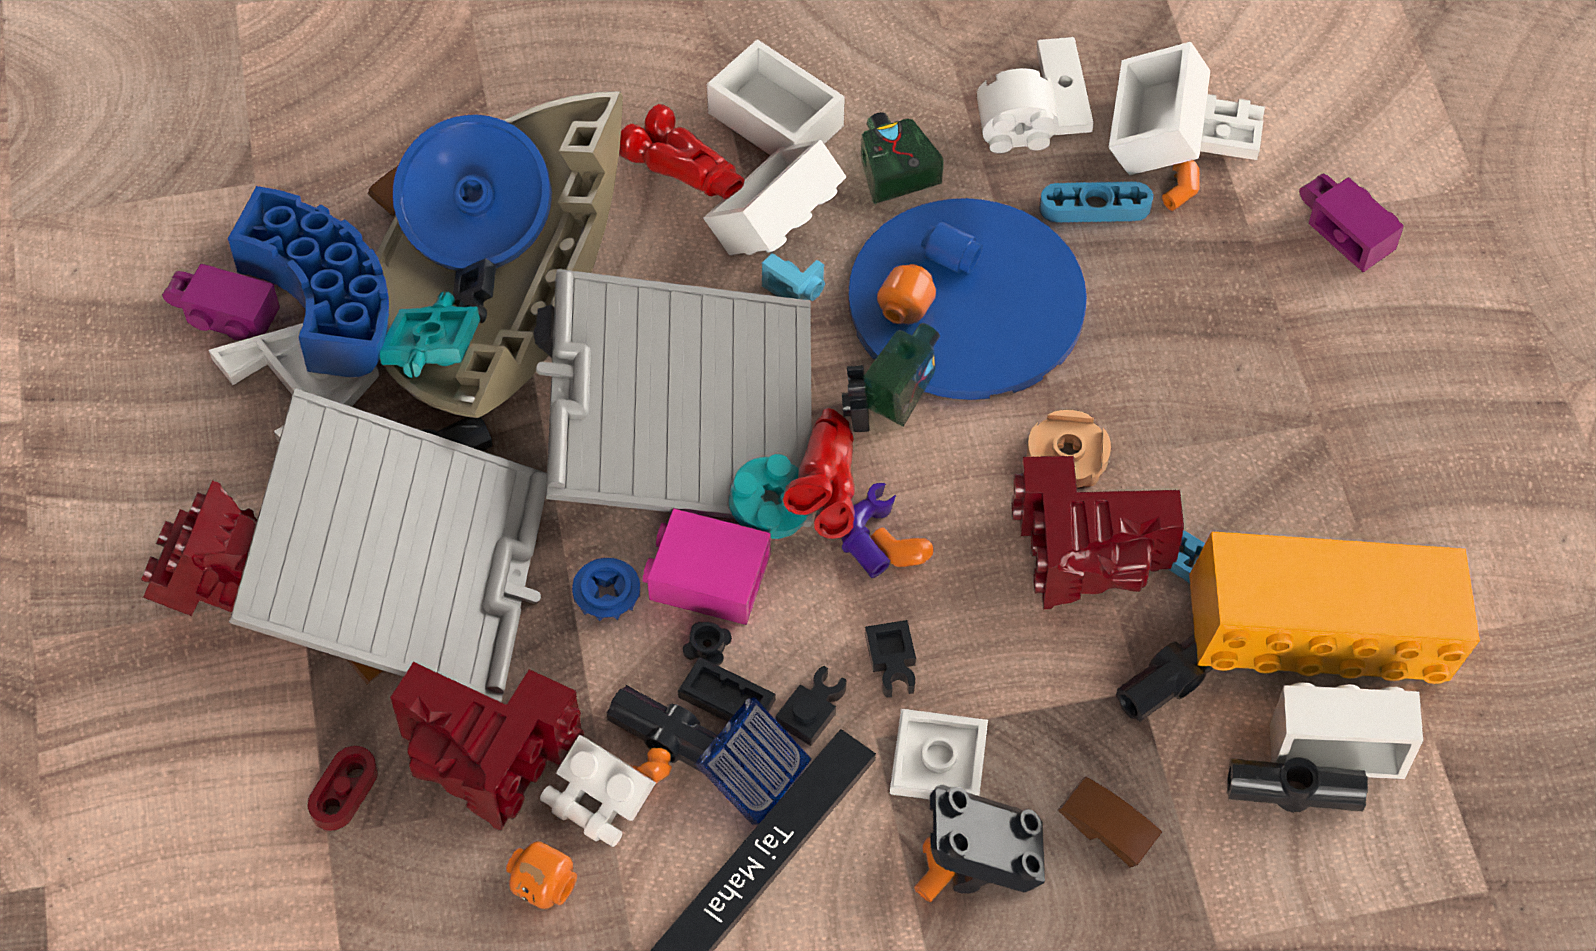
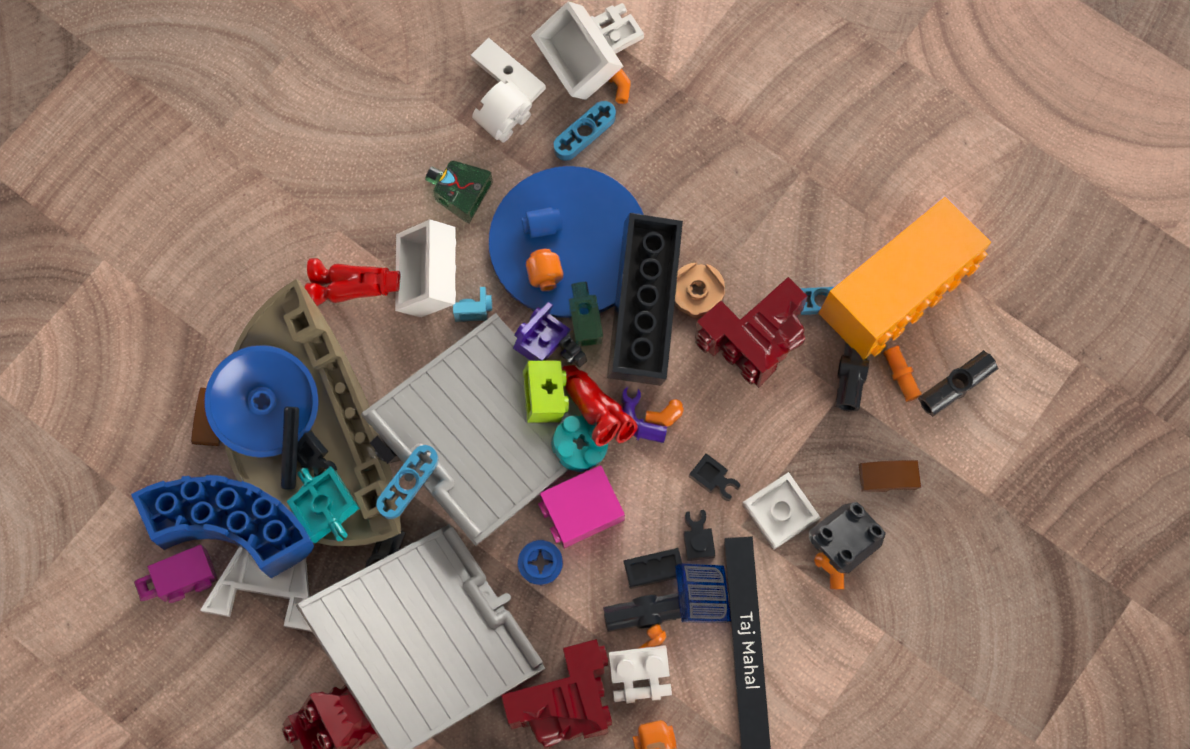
camera: 40 degrees left, 15 degrees up
(456, 261) = (289, 448): none -> black axle
(519, 356) = (426, 468): none -> dark azure beam
(707, 632) = (621, 541): black plate -> none
(774, 100) = (368, 208): white piece -> none
(782, 410) = (543, 404): none -> lime brick
(828, 348) = (541, 335): none -> dark purple bracket
(990, 404) = (645, 299): none -> black brick
(1235, 721) = (902, 373): none -> orange pin
(1348, 728) = (960, 337): white piece -> none
(1351, 220) = (722, 39): magenta brick -> none

